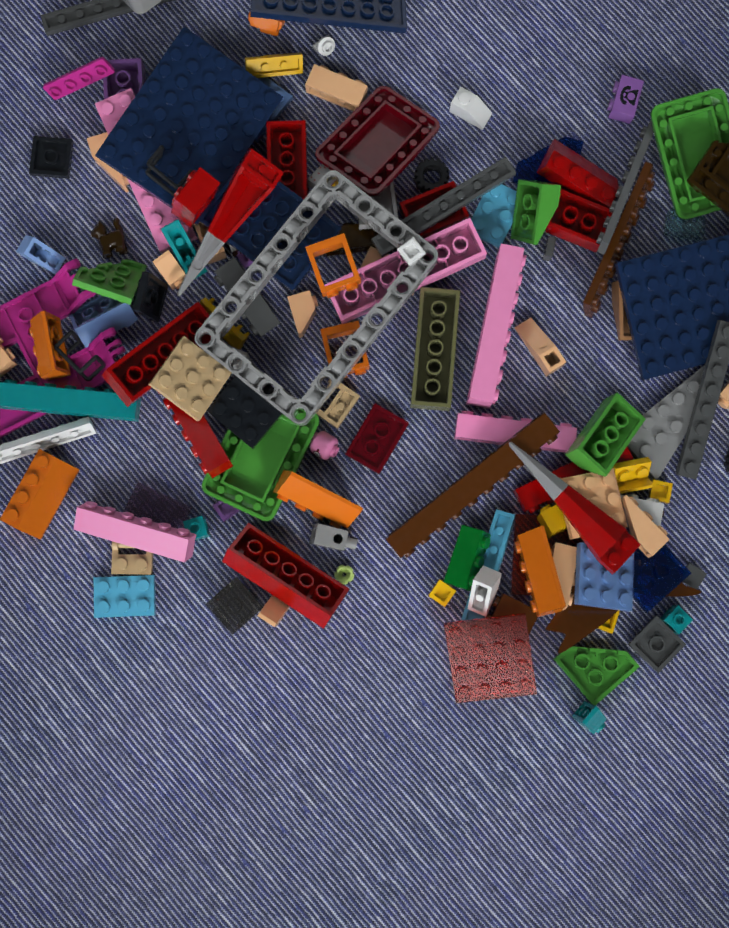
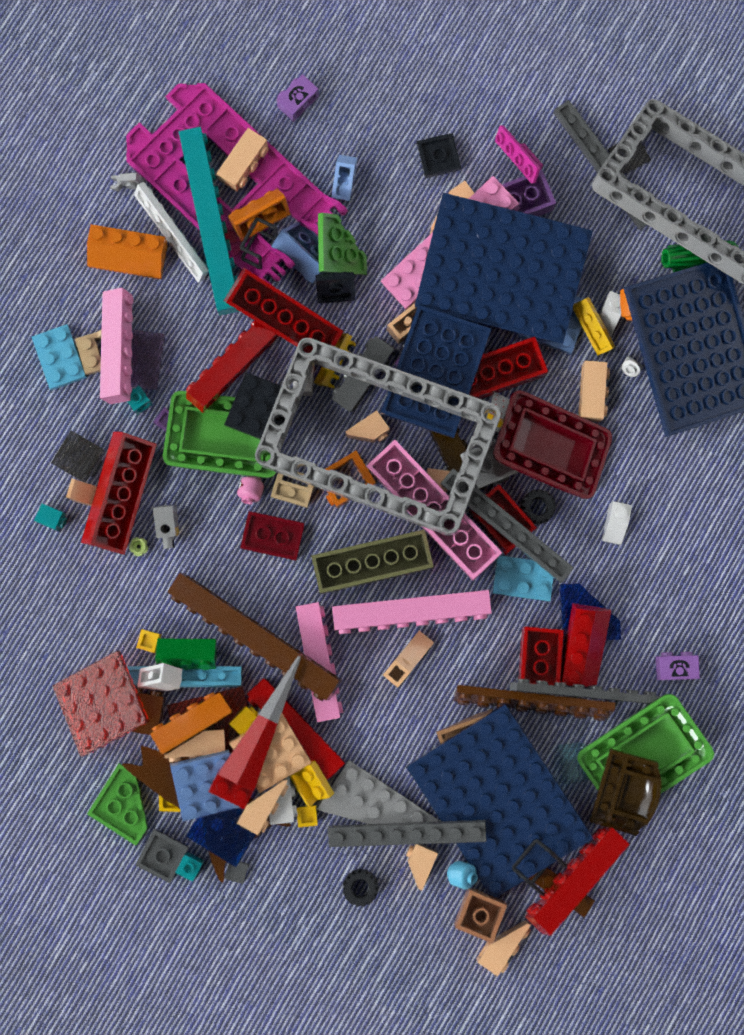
camera: 70 degrees right, 0 degrees up
(112, 240) = (378, 235): dark brown animal -> none
(150, 163) = (449, 244): black piece -> none
(170, 270) = (366, 297): light nougat slope -> none
(180, 245) = (386, 303): teal slope -> none
(190, 378) = (266, 346): tan plate -> none
(194, 197) = (430, 293): red brick -> none
(247, 189) = (455, 338): red plate -> none
(263, 43) = (611, 311): none -> white slope
(286, 653) = (50, 517): none -> teal brick
(316, 499) = (196, 498): orange slope -> none
(327, 246) = (433, 439): orange window -> none
(411, 251) = (446, 507): white tile -> none
(533, 209) = (535, 612): bright green slope -> none
(549, 248) = (505, 639): dark grey tile -> none
(590, 717) = (73, 812): teal slope -> none
(605, 435) = (339, 746): bright green slope -> none

